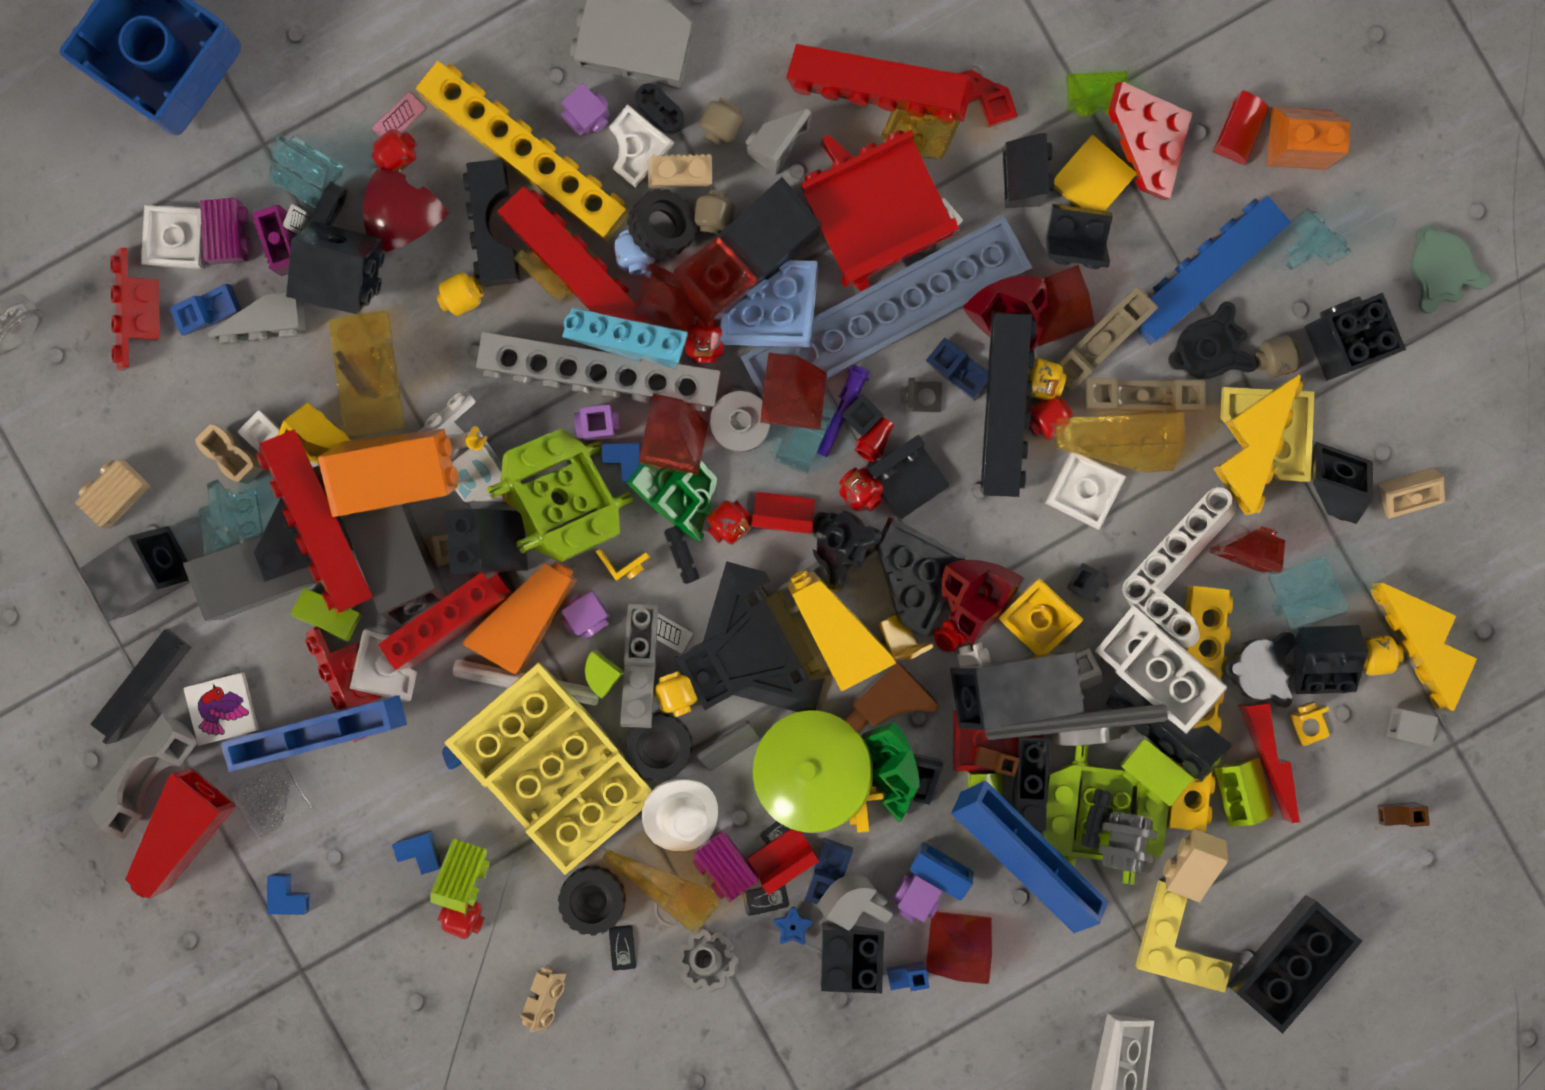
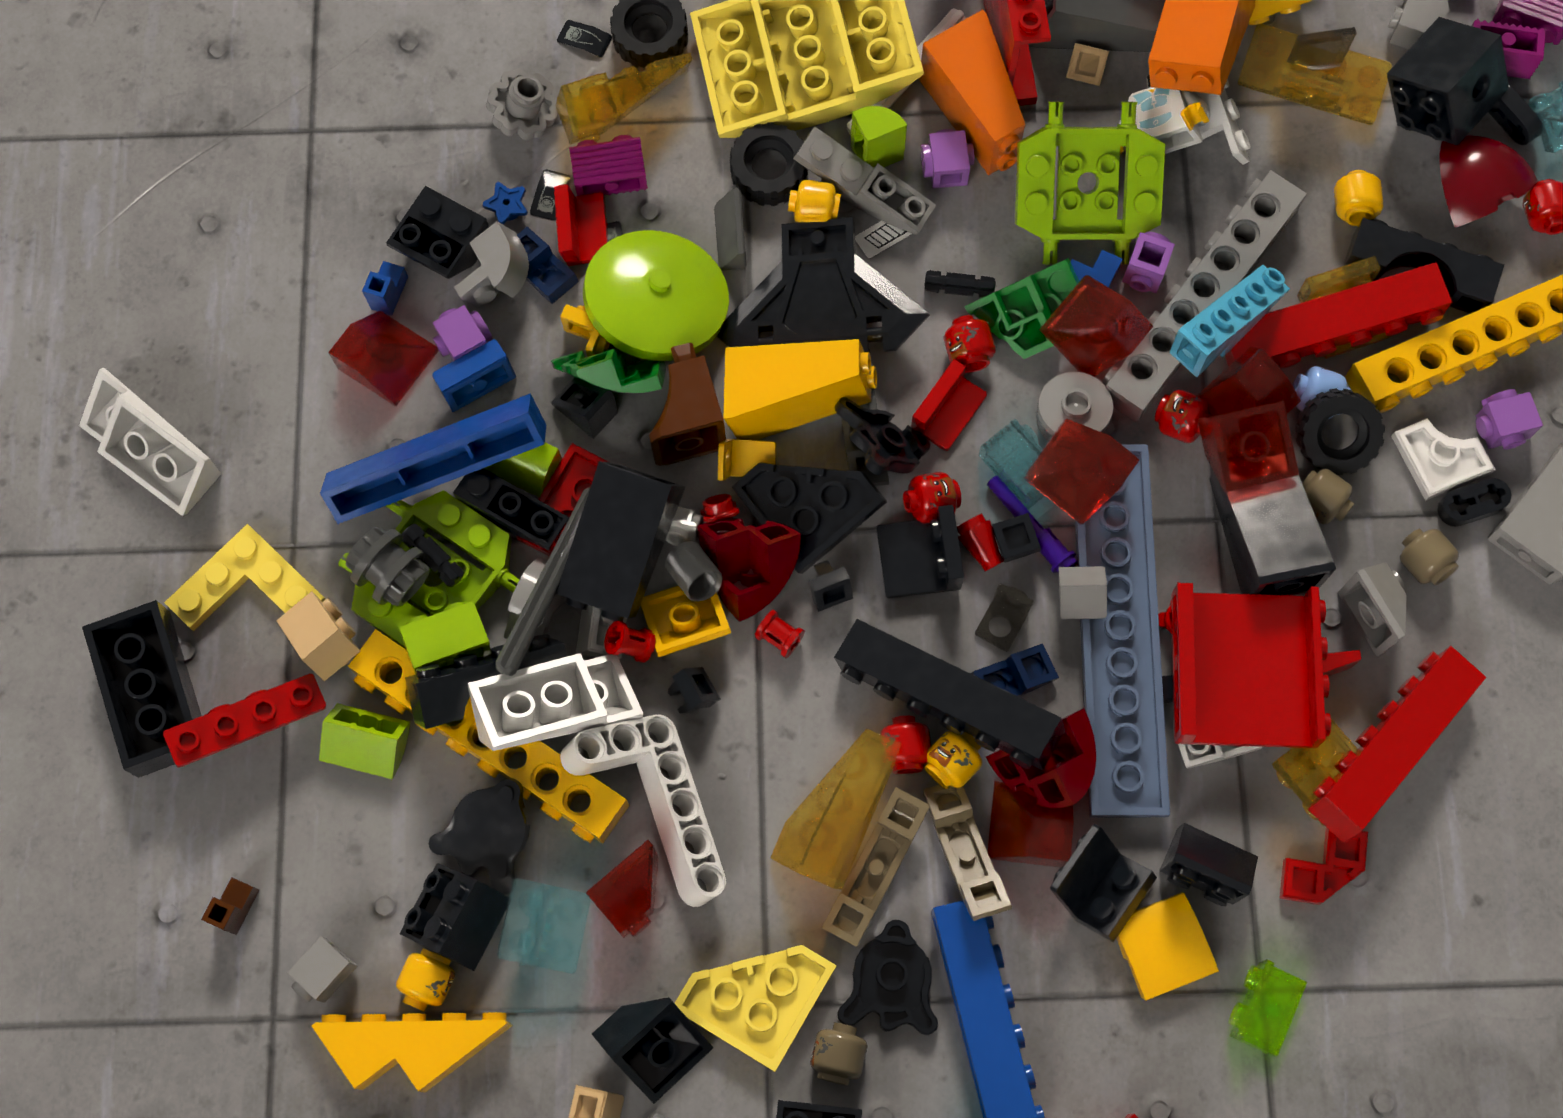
camera: 120 degrees right, 15 degrees down
(296, 219) = (1520, 70): white sticker -> none
(485, 541) = (1081, 71): black slope -> none
(630, 570) = (974, 209): yellow bracket -> none
(679, 171) = (1392, 480): tan brick -> none
(680, 814) = (686, 149): white hat -> none
(776, 309) = (1182, 507): light blue plate -> none
(878, 349) = (1082, 592): none -> light grey panel
(964, 528) = (830, 586): none -> black tile
(996, 760) = (557, 485): reddish brown piece -> none
(1007, 628) = (693, 571): none -> dark grey piece
(1016, 545) = (779, 633): none -> red bush
(1085, 490) = (800, 745): white tile -> none
(1089, 645) = (629, 641): none -> red bush
(1151, 136) = (1184, 1037): plate -> none
(1259, 434) = (761, 969): yellow slope -> none
(1279, 772) = (367, 789): red slope -> none
(1283, 879) = (244, 720): none -> red bracket
(1310, 711) = (409, 860): yellow bracket -> none

